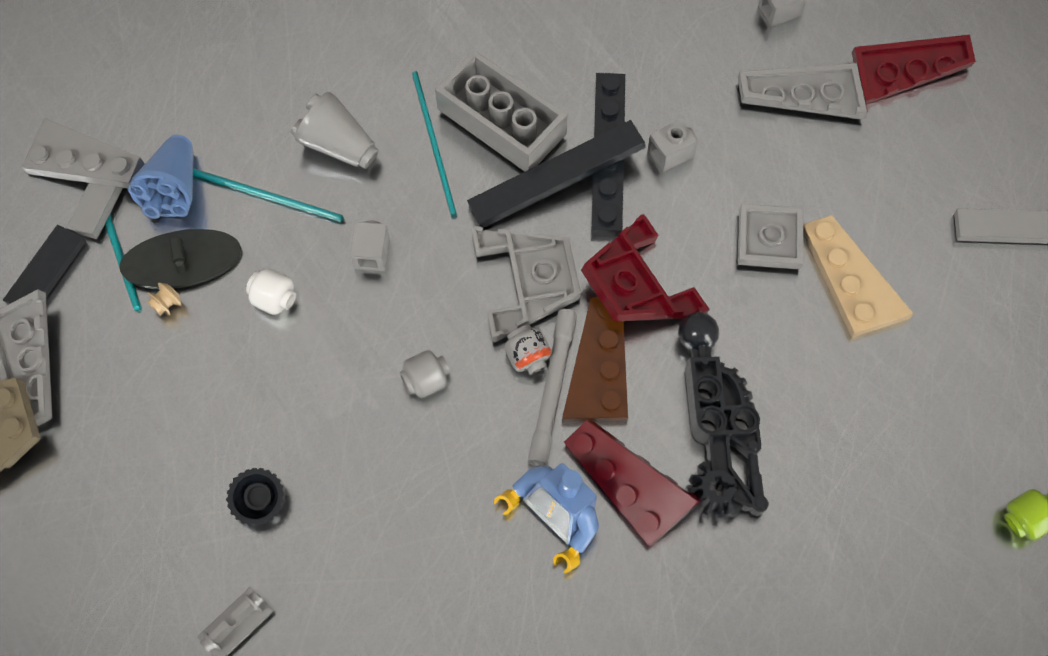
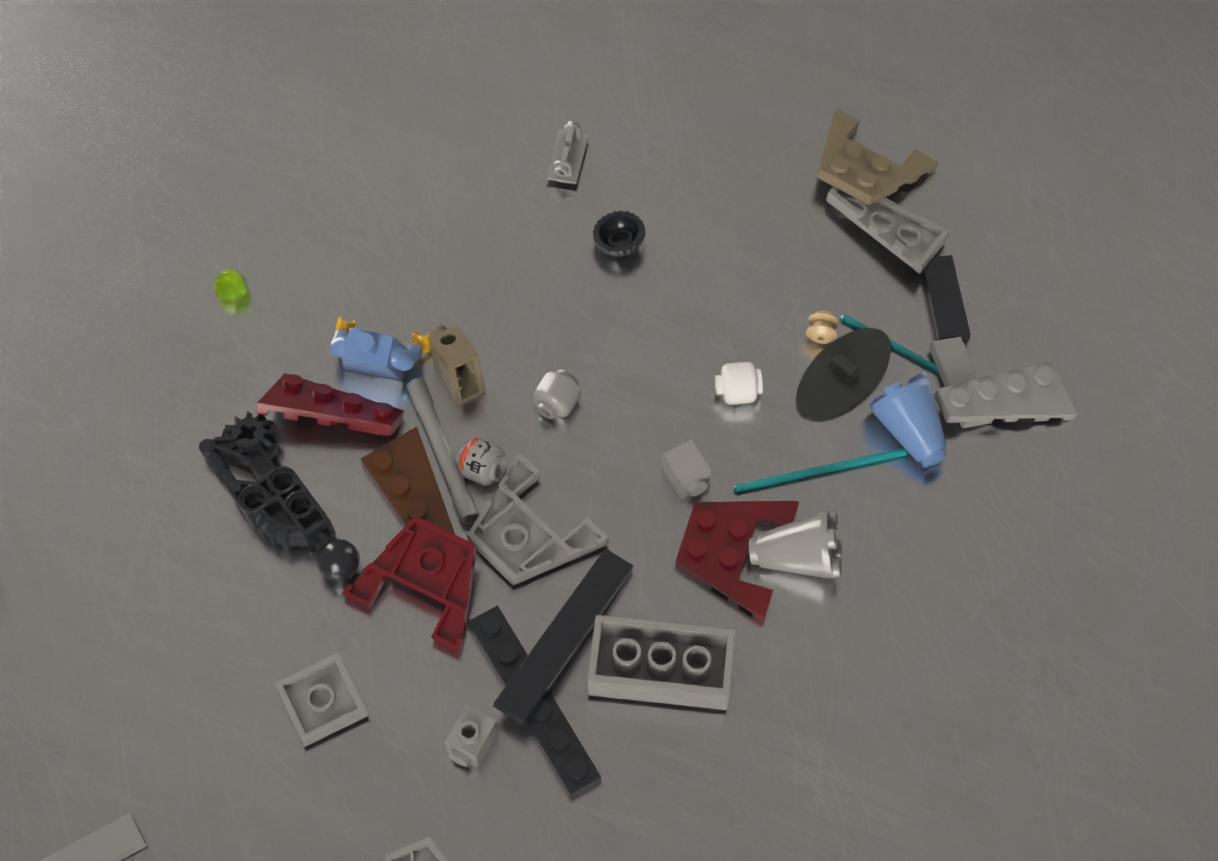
camera: 145 degrees right, 5 degrees down
(386, 185) = (718, 545): none -> dark red wing
(434, 144) = (712, 613): teal axle -> none
(491, 437) = (450, 351): none -> dark tan torso
(855, 284) = (212, 701): tan wing -> none

